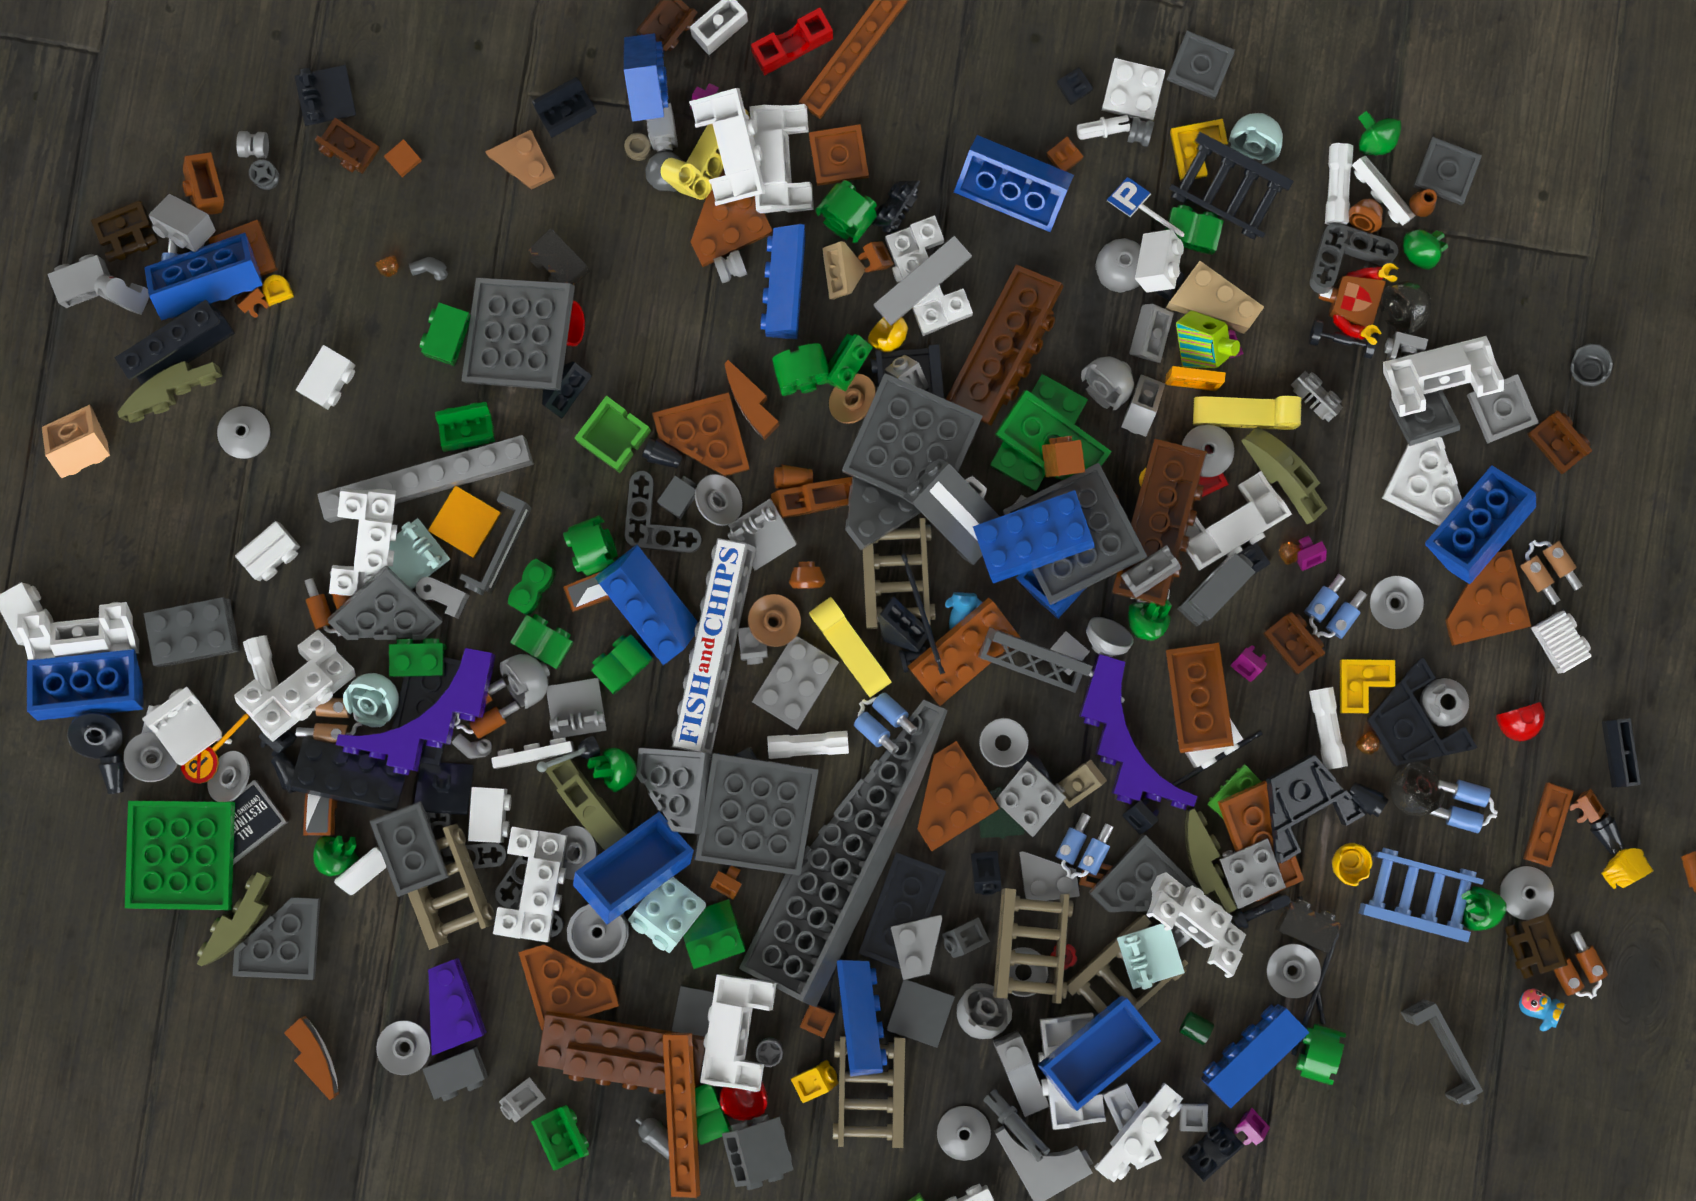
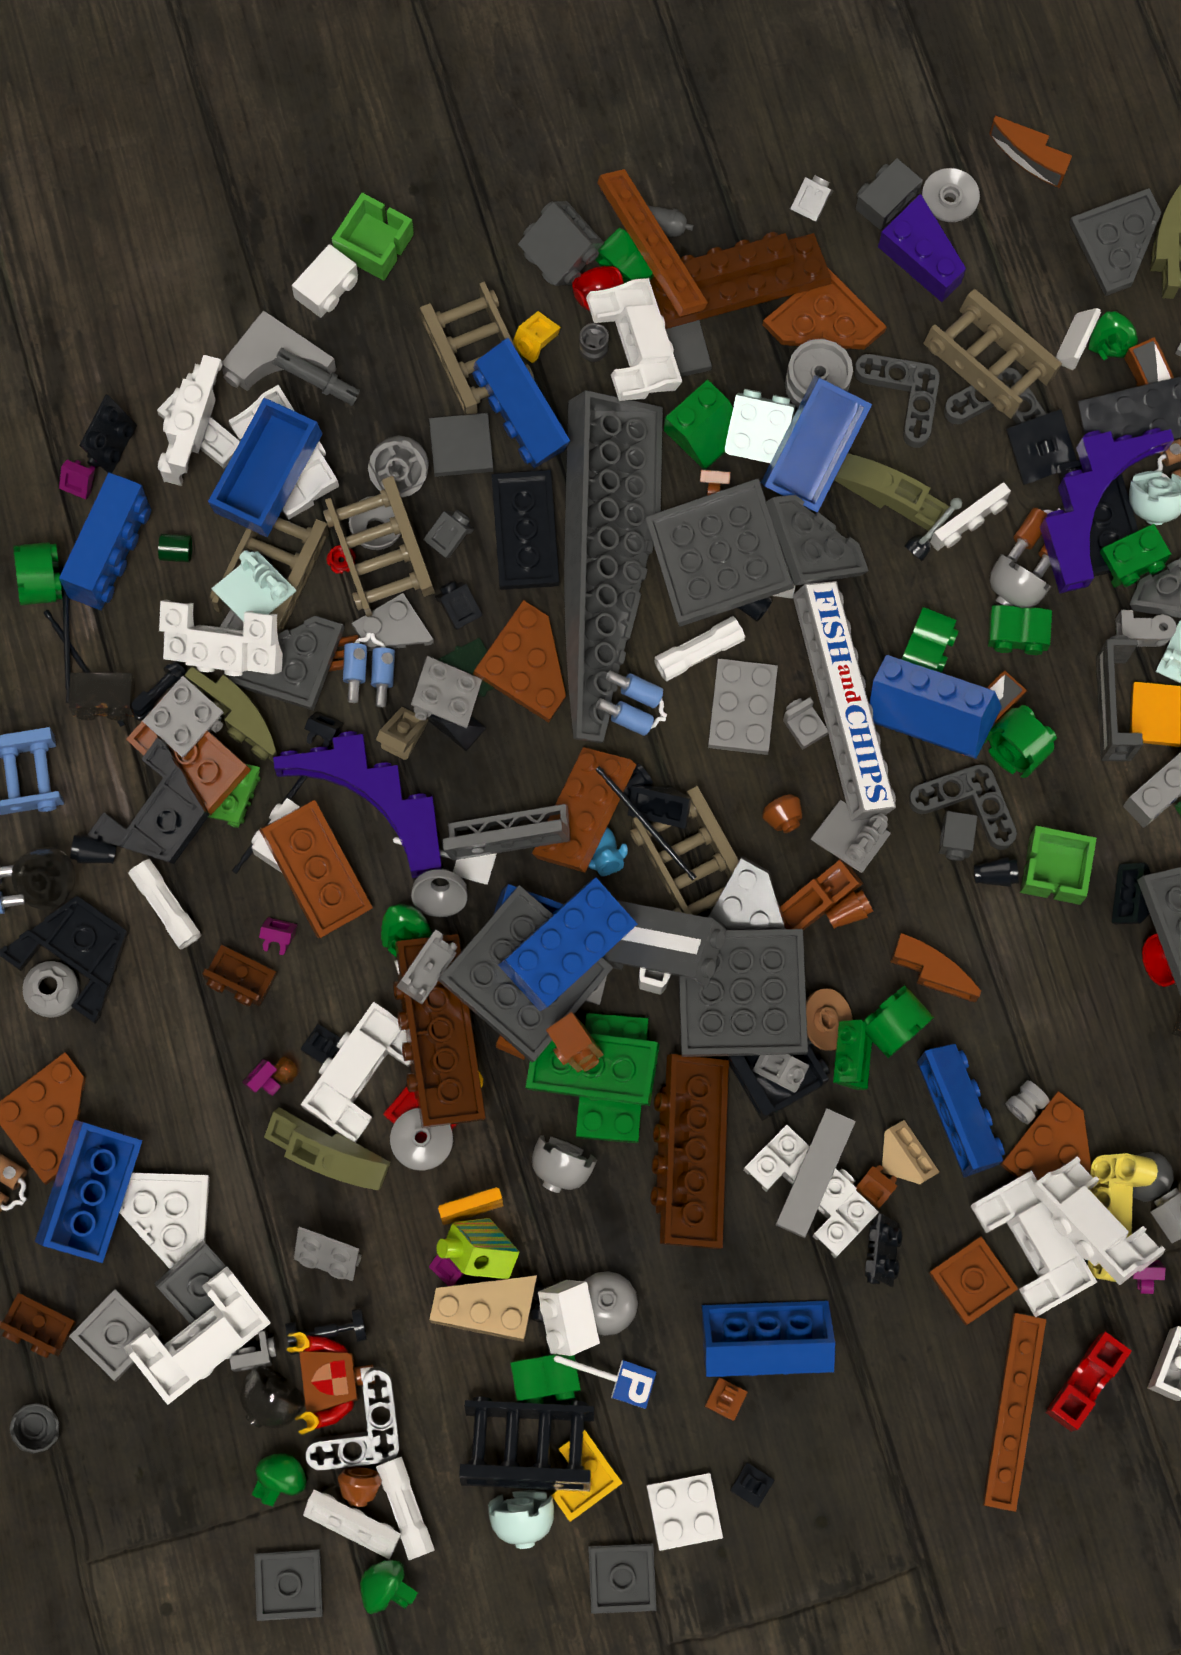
camera: 150 degrees right, 10 degrees down
(409, 849) = (1044, 368): dark grey tile -> none
(472, 749) = (1032, 497): light grey arm -> none
(489, 815) = (984, 441): white brick -> none
(528, 593) = (1059, 677): green brick -> none
(540, 886) = (898, 393): white bracket -> none
(560, 1136) = (759, 180): green bracket -> none
(576, 708) = (951, 581): light grey hinge -> none
(577, 840) = (881, 441): light grey dish -> none
(615, 767) = (883, 539): green piece -> none
(705, 433) = (962, 914): dark orange plate -> none
(724, 494) = (903, 857): light grey dish -> none
(783, 612) = (779, 750): medium nougat dish -> none
(817, 1020) = (559, 393): dark orange tile -> none
(847, 211) = (933, 1215): green brick -> none
(849, 647) = (706, 764): light yellow beam -> none
(888, 337) = (820, 1098): yellow hair -> none
(916, 945) = (496, 500): light grey wing -> none
(960, 1119) = (366, 366): light grey dish -> none
(1018, 739) = (500, 722): light grey piece -> none
(1021, 1073) = (343, 432): light grey arch -> none
(1102, 127) = (698, 1450): white axle -> none
(1140, 131) = (655, 1464): dark grey wheel -> none
(1143, 405) = (513, 1157): light grey slope -> none
(1151, 332) = (539, 1243): light grey slope -> none
(1194, 1117) = (141, 465): light grey tile -> none
(1217, 589) = (348, 978): dark grey arch -> none
(1277, 413) = (367, 1211): light yellow beam -> none
(1304, 979) = (97, 631): light grey dish -> none
(1344, 616) = (224, 1036): medium blue piece -> none
(1352, 863) = (82, 775): yellow hair -> none
(1357, 677) = (153, 974): yellow plate -> none
(1368, 743) = (115, 908): clear orange hinge -> none
(1409, 599) = (135, 1057): light grey dish -> none
(1420, 206) = (310, 1532): dark orange cone -> none

